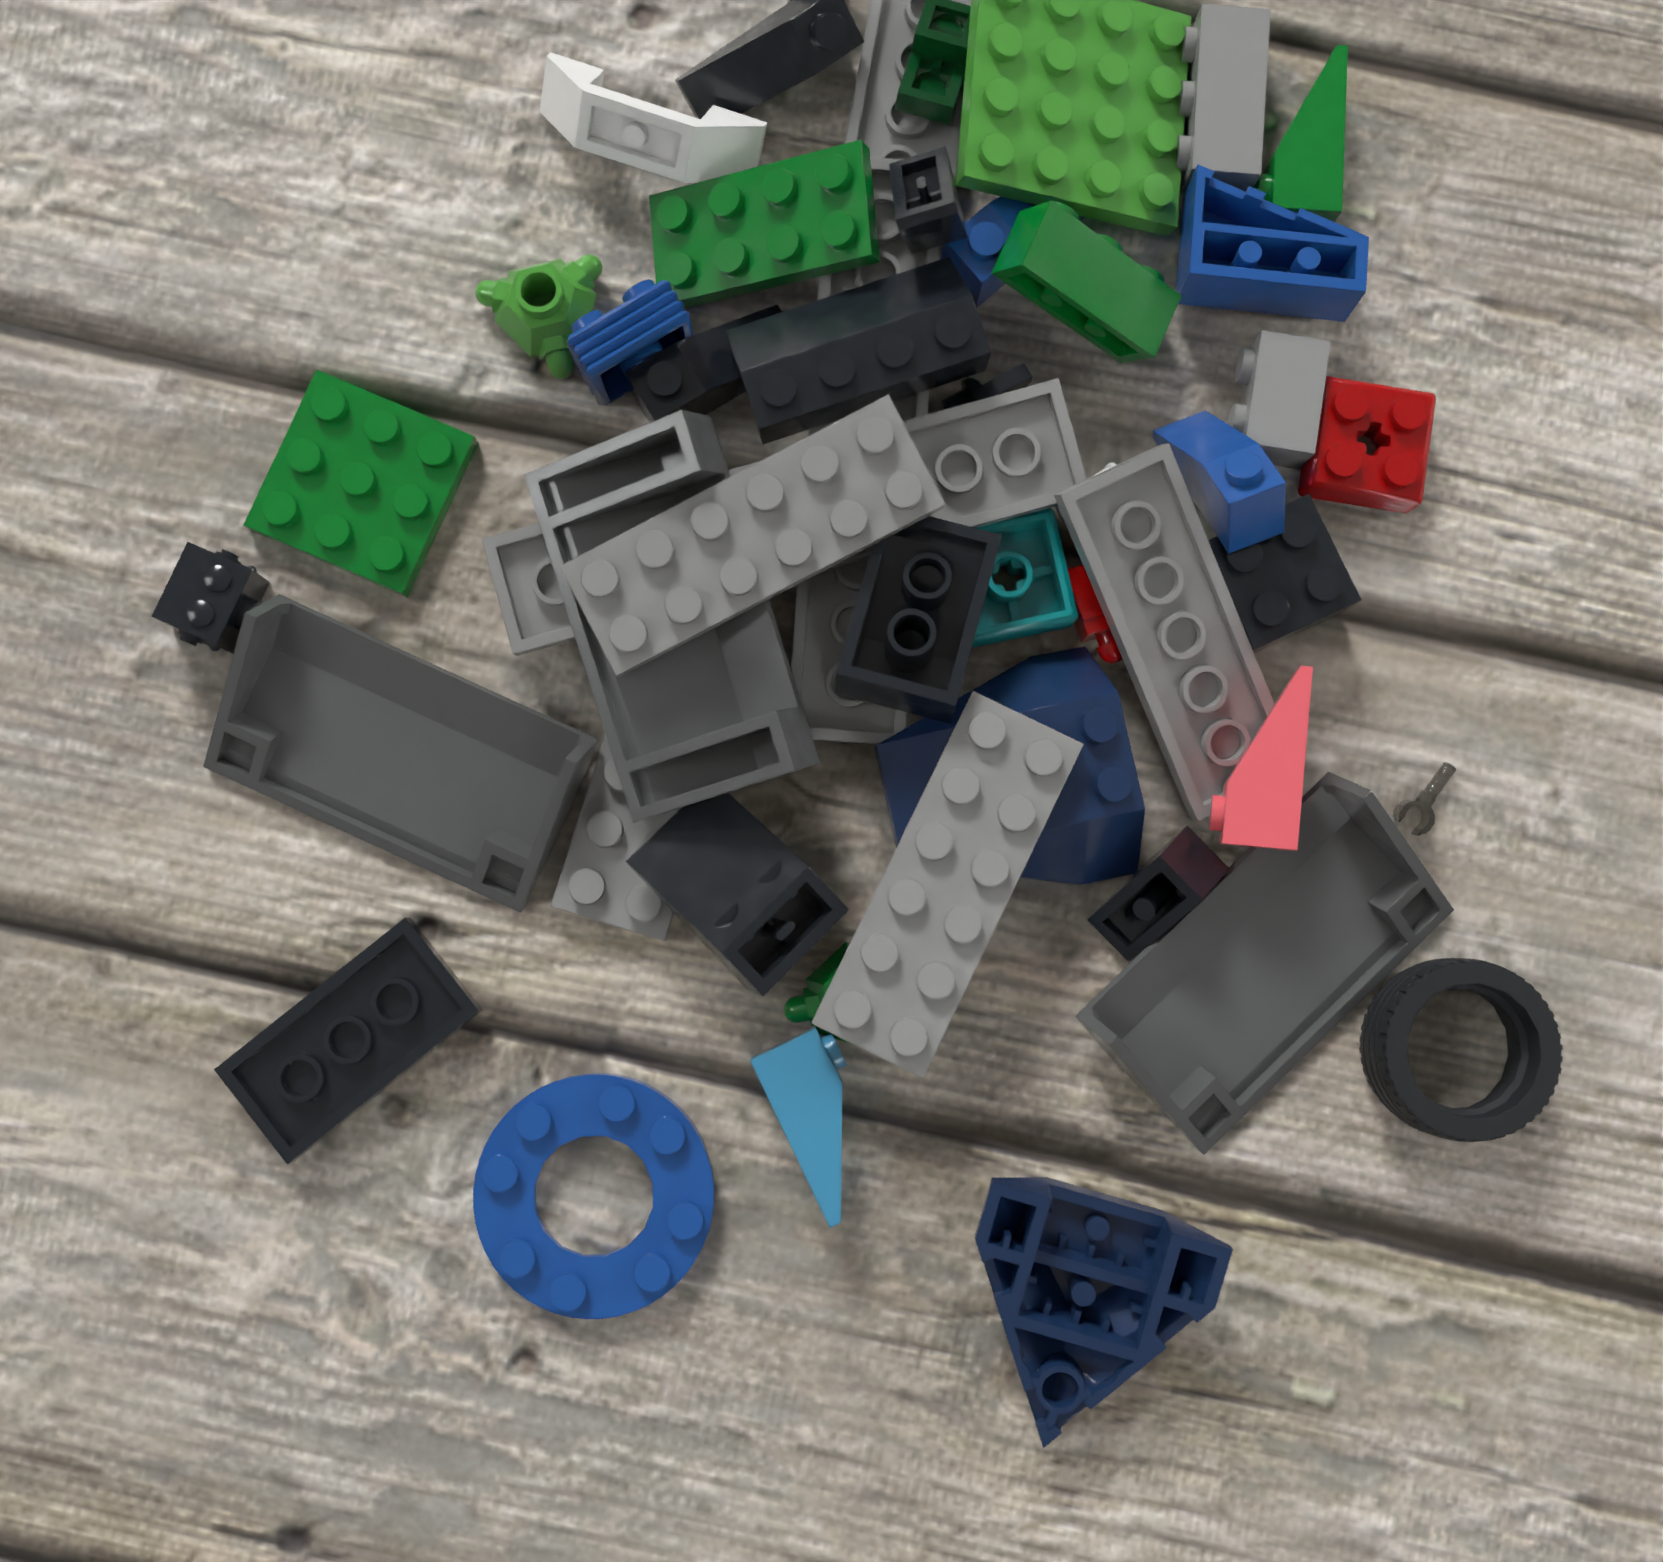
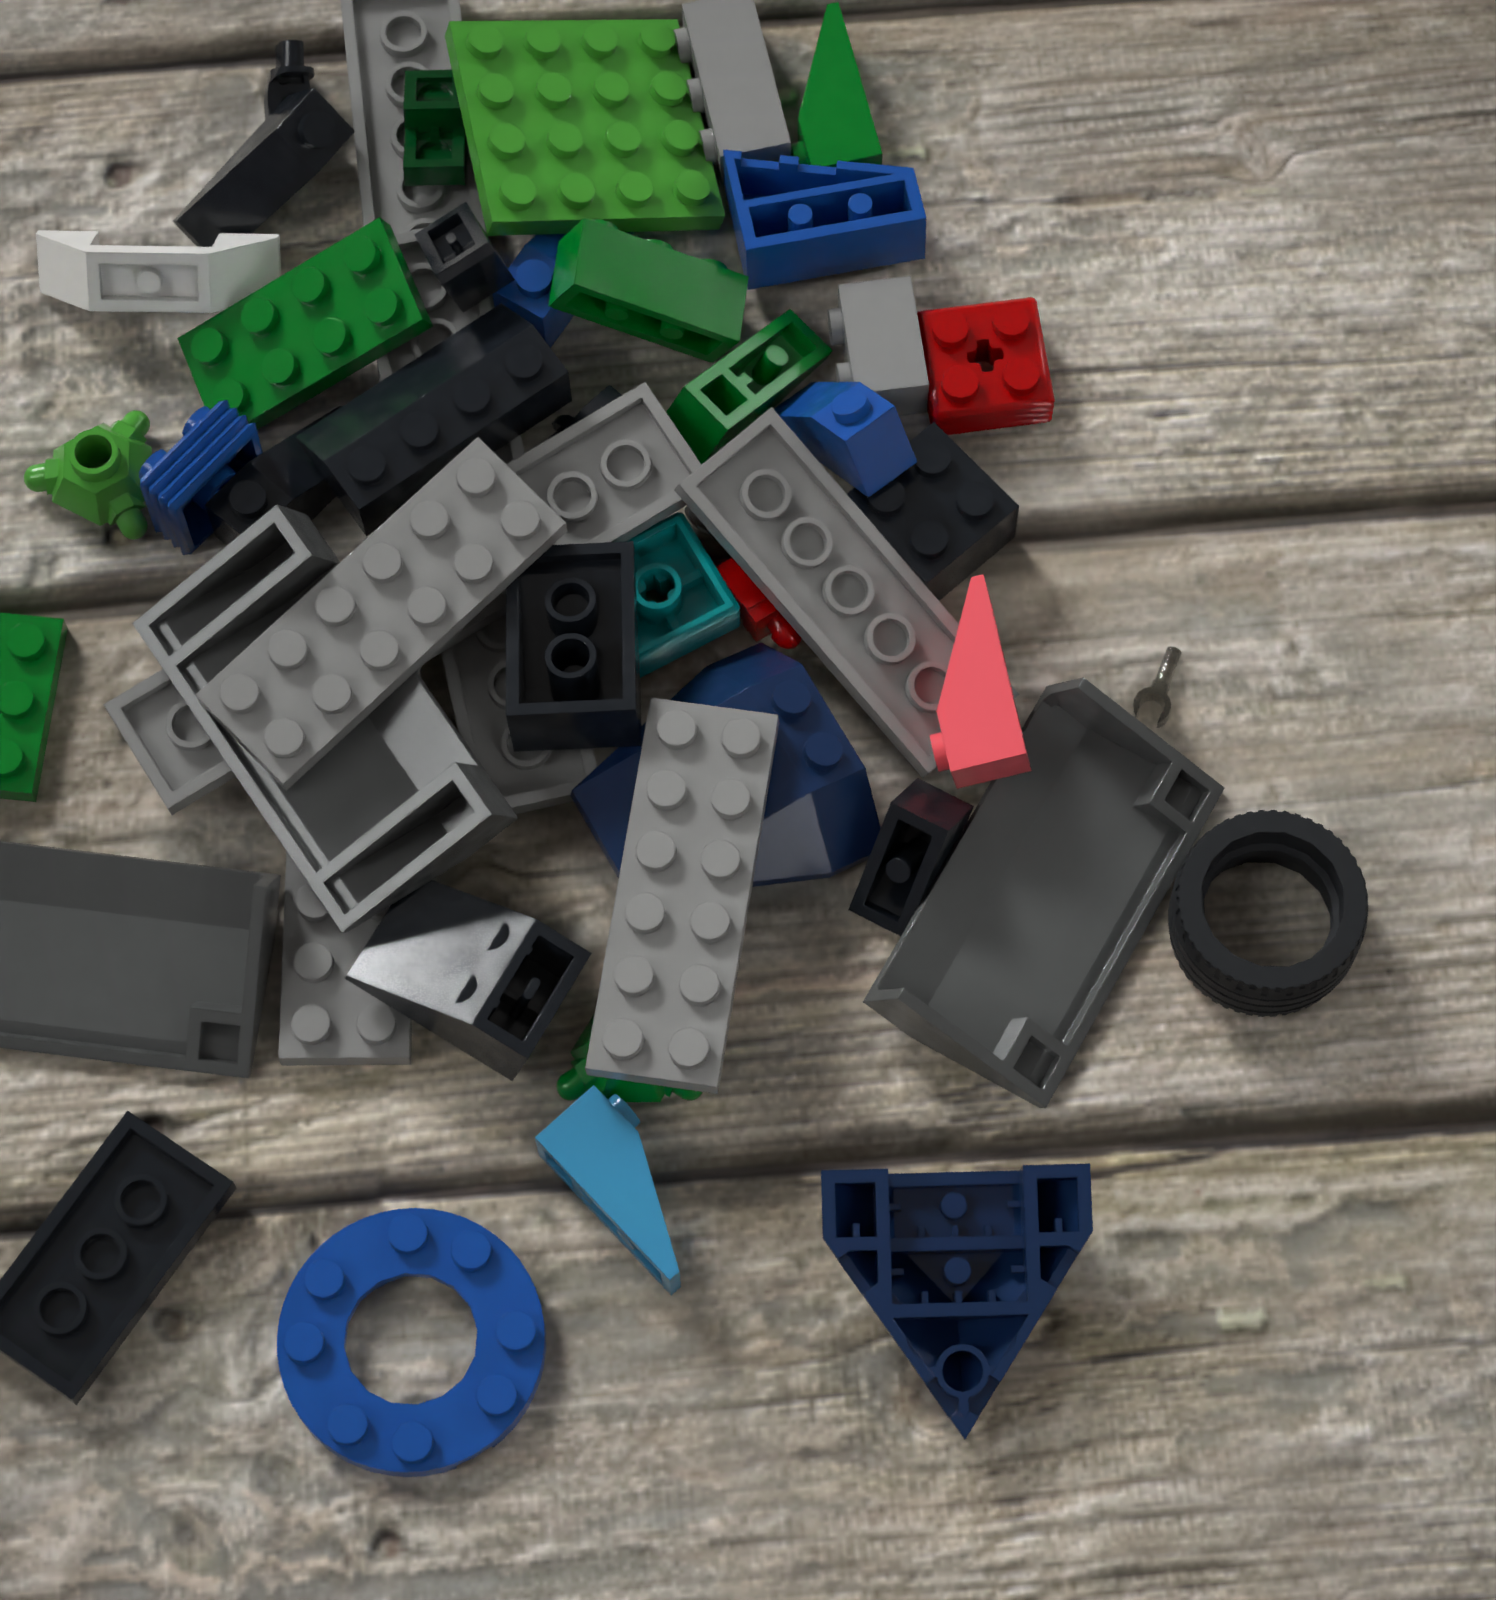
camera: 10 degrees left, 15 degrees down
(1147, 399) = (746, 384): none -> green slope

